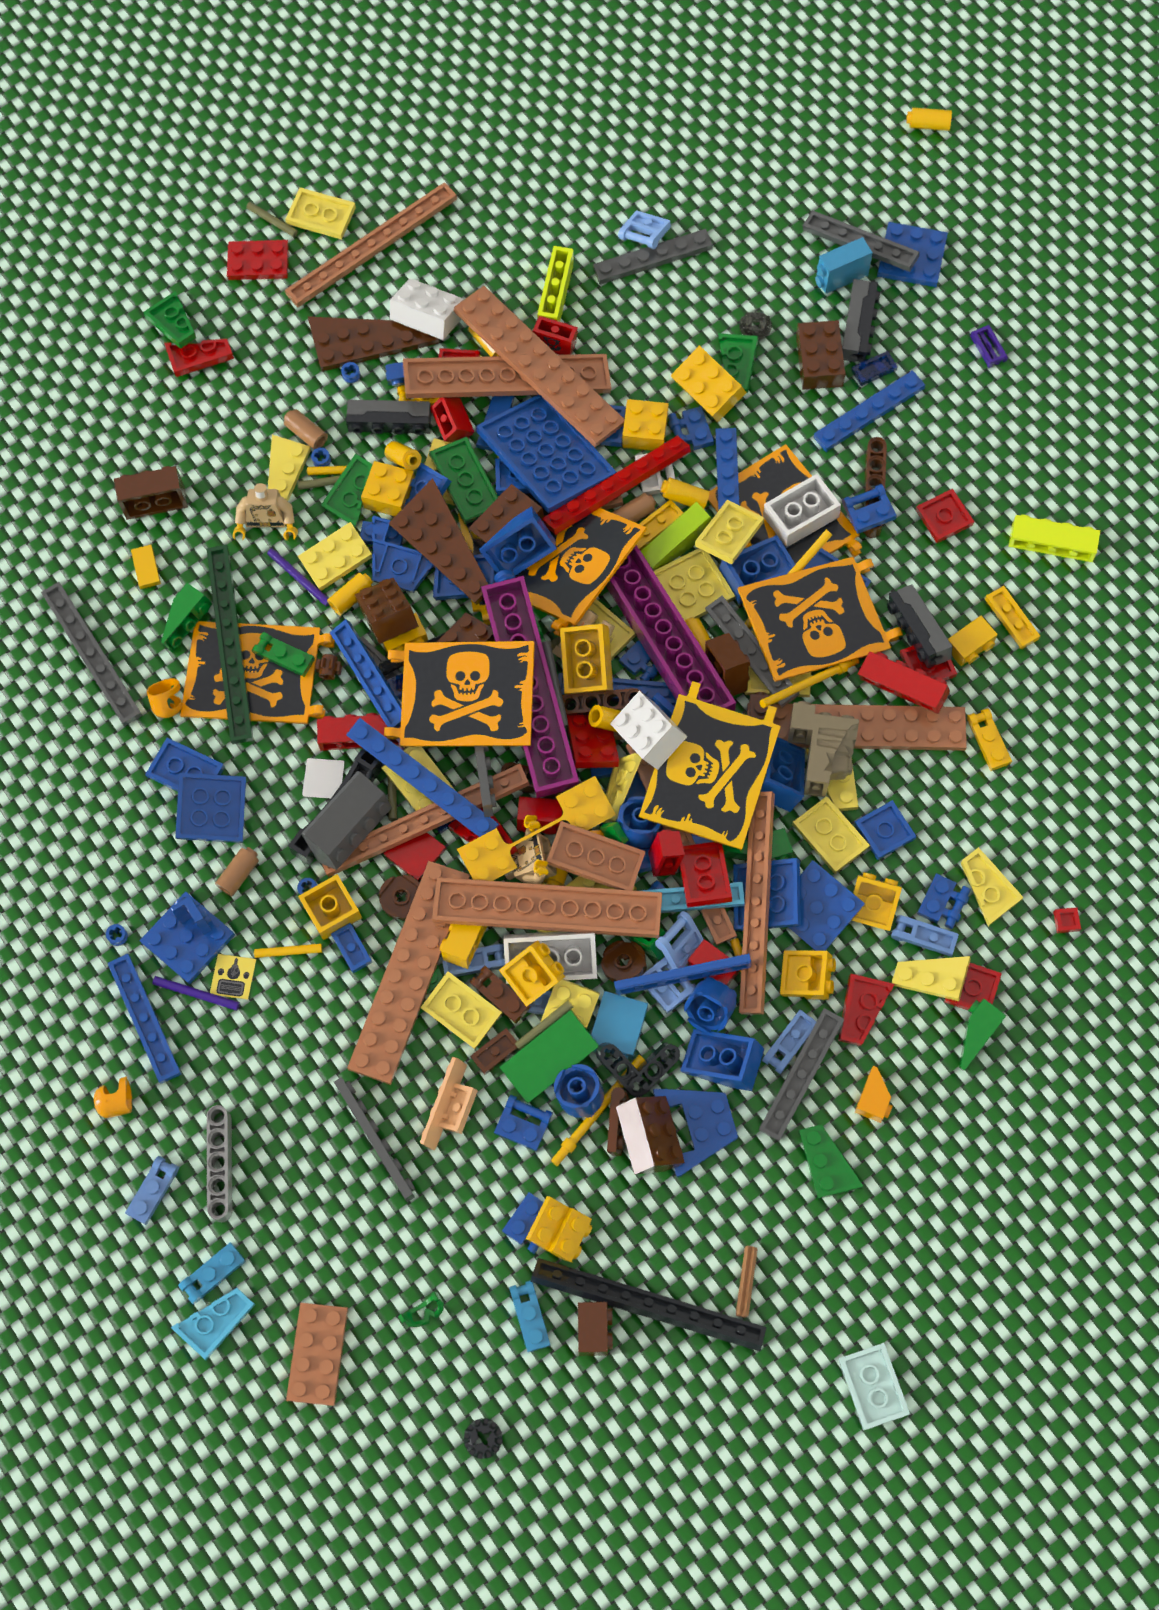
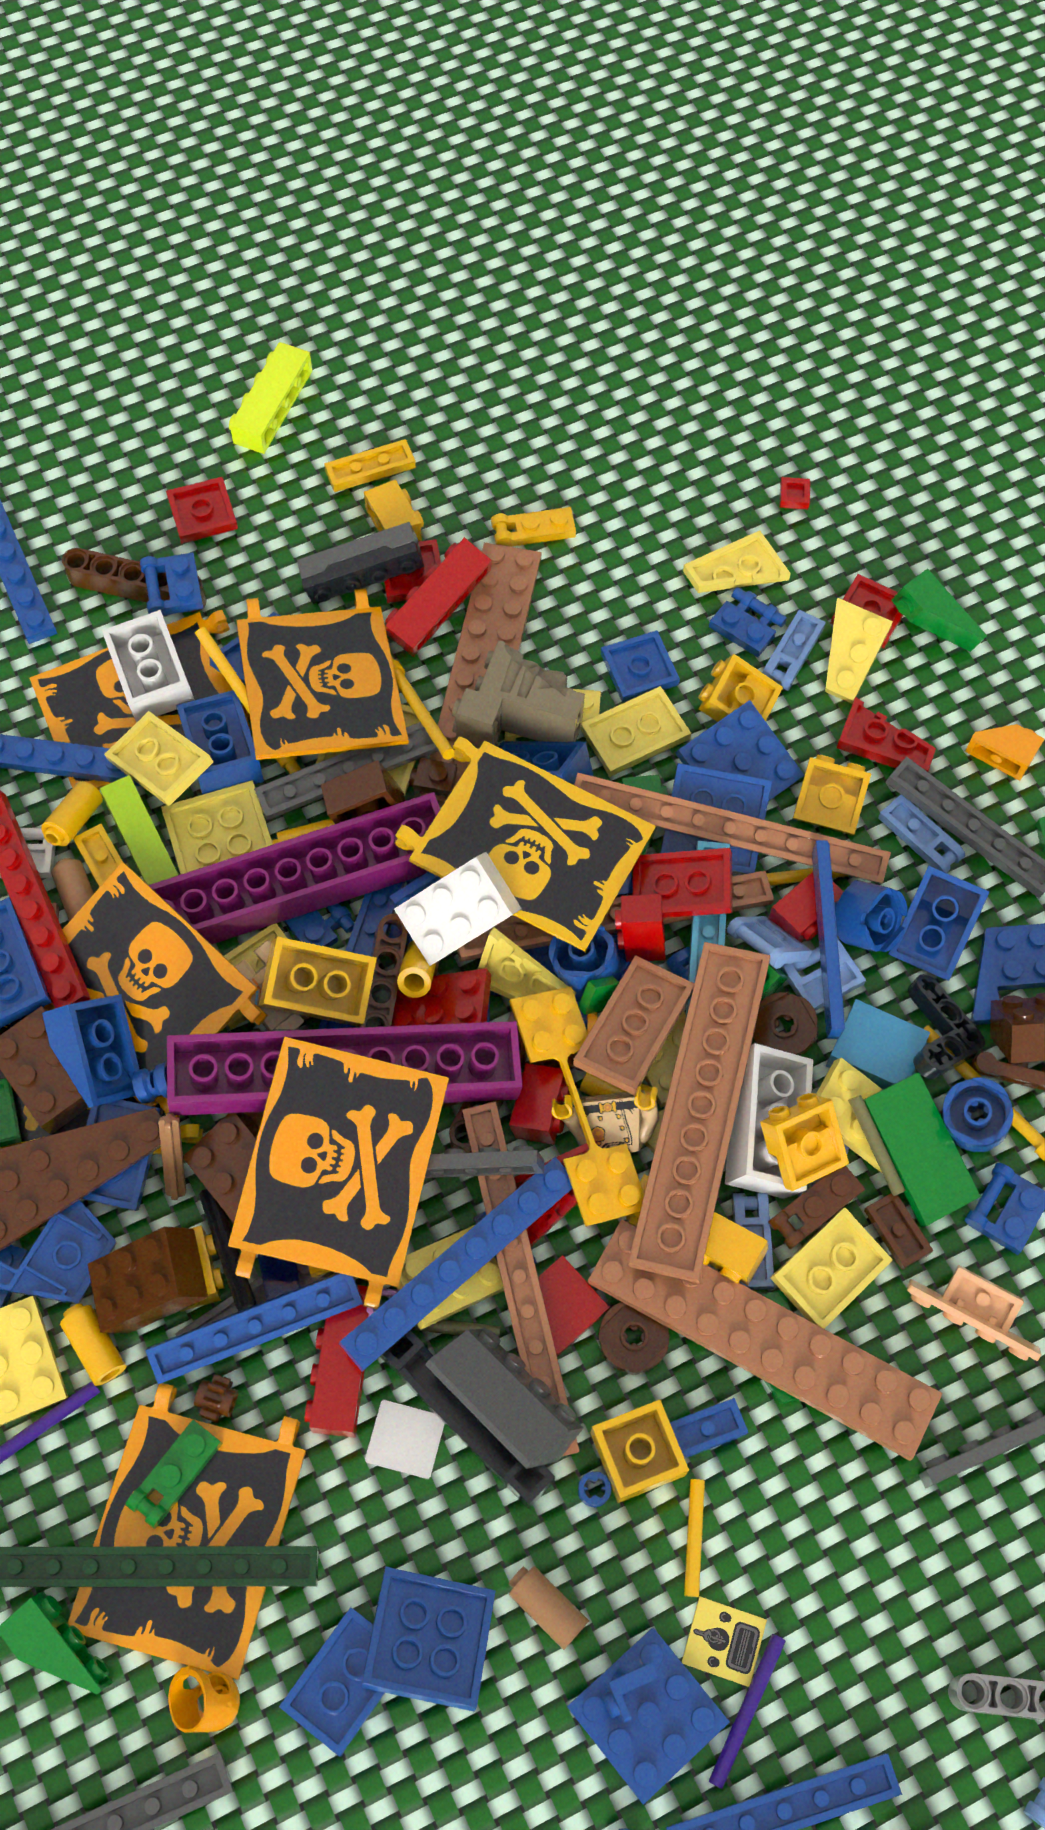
camera: 85 degrees left, 5 degrees down
(463, 606) = (172, 1156): none -> medium nougat axle

